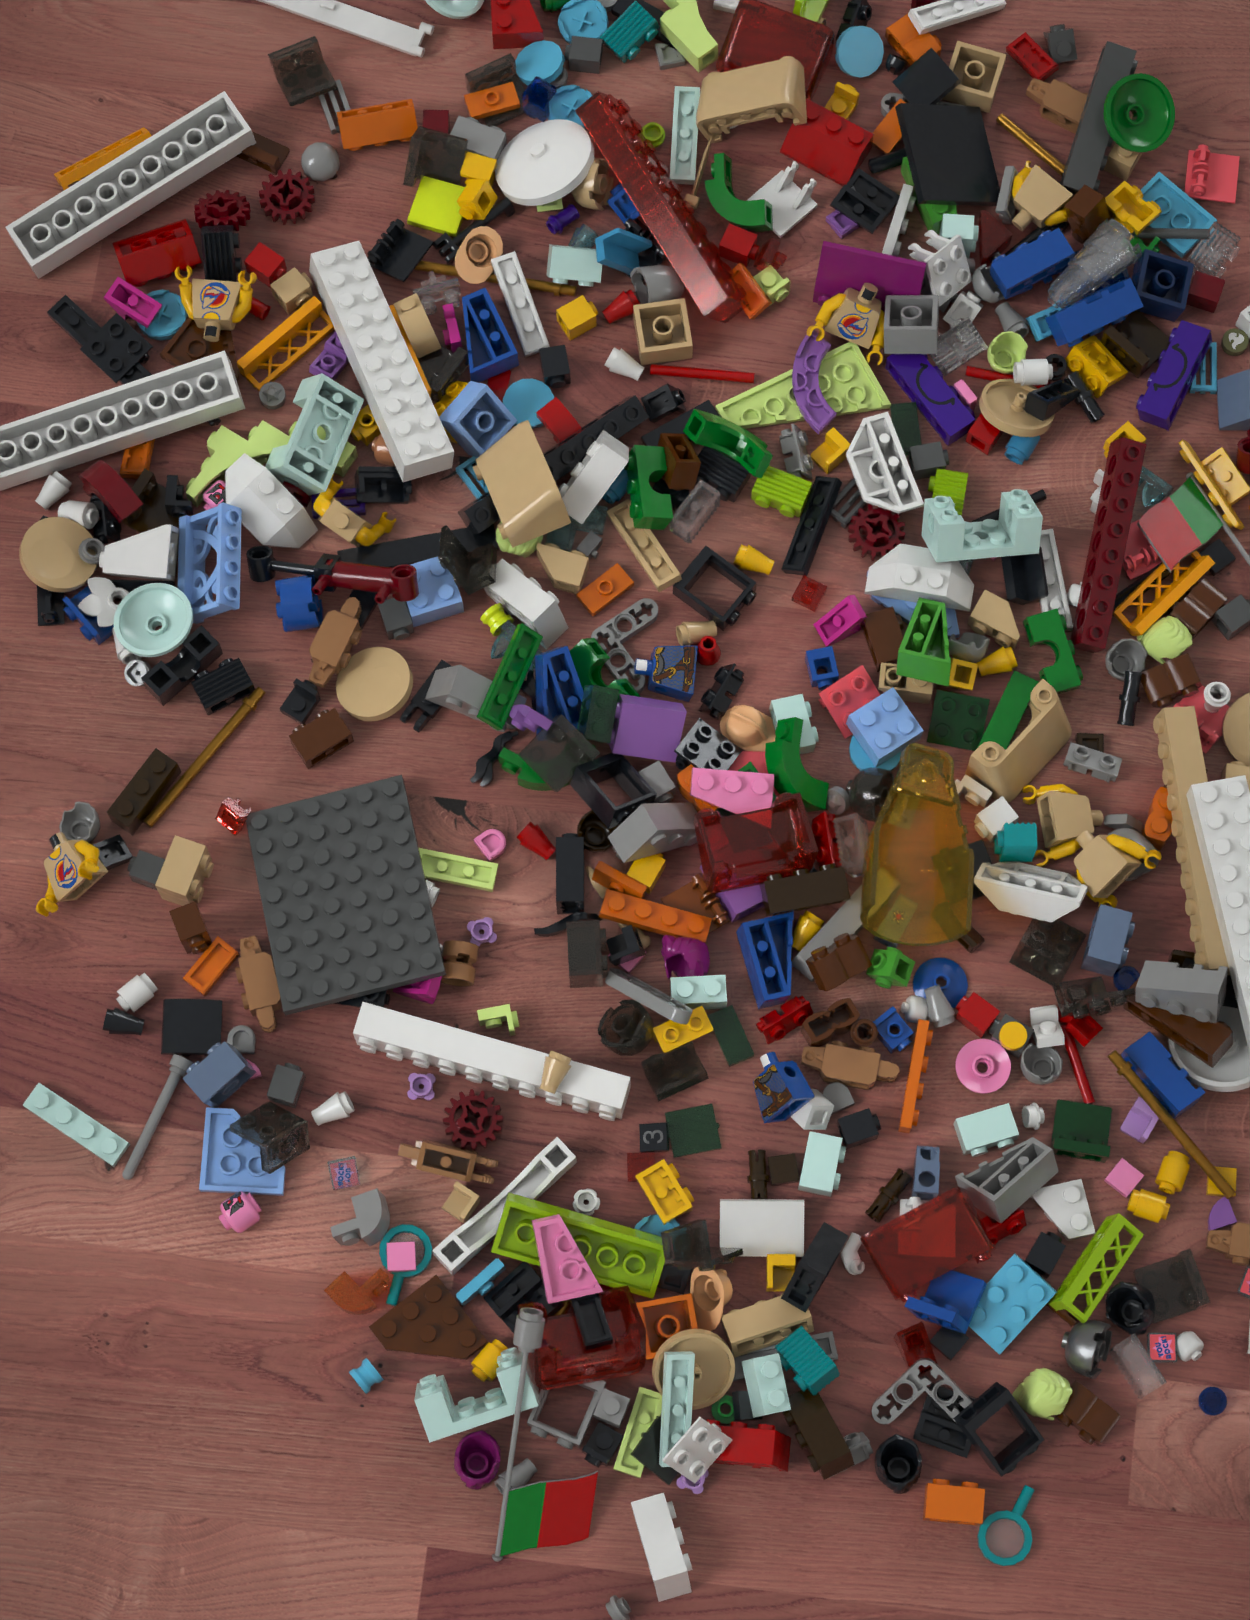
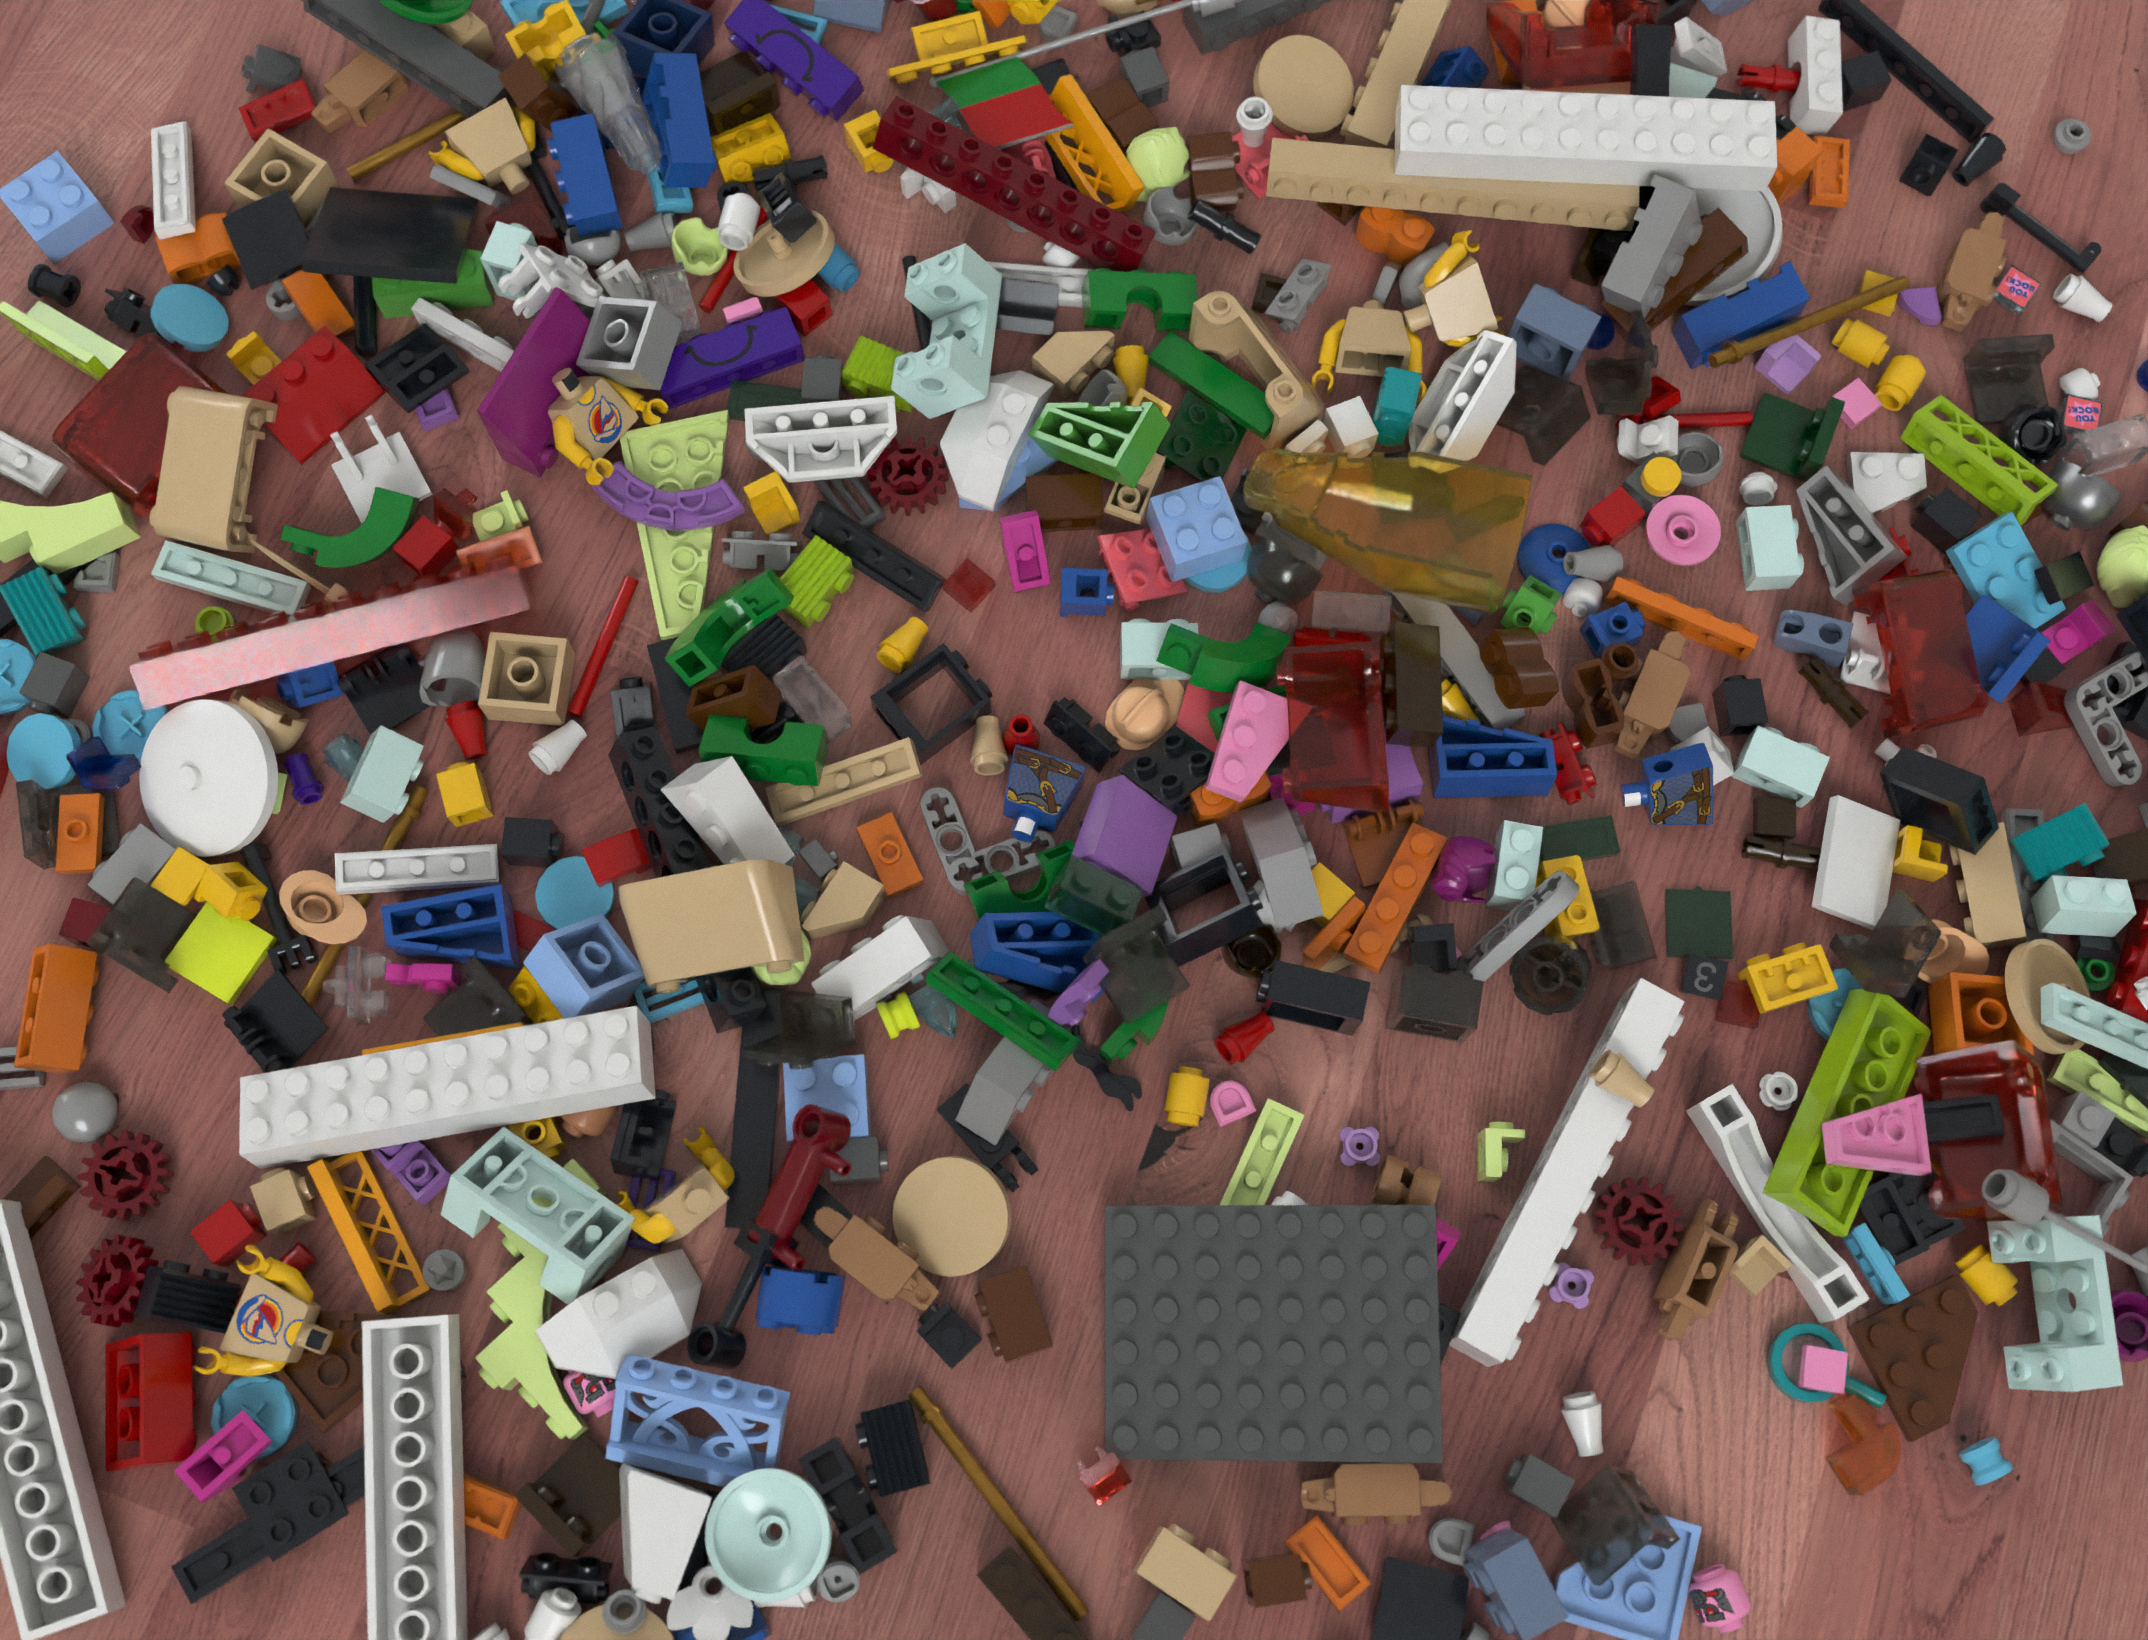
camera: 80 degrees left, 0 degrees up
(110, 489) = (536, 1558): dark red arch -> none
(174, 498) = (565, 1456): black bracket -> none
(299, 494) = (620, 1264): dark red tile -> none
(344, 1173) = (1678, 1428): clear light blue tile -> none
(370, 1222) = (1761, 1399): light grey brick -> none
(417, 325) = (405, 1021): tan brick -> none
(487, 813) = (1186, 1096): none -> yellow brick
(561, 925) = (1376, 1028): black hair -> none
(620, 249) = (385, 706): dark azure panel -> none
(983, 1365) = (2078, 631): none -> dark pink slope
(1019, 1344) = (2064, 578): none -> black tile

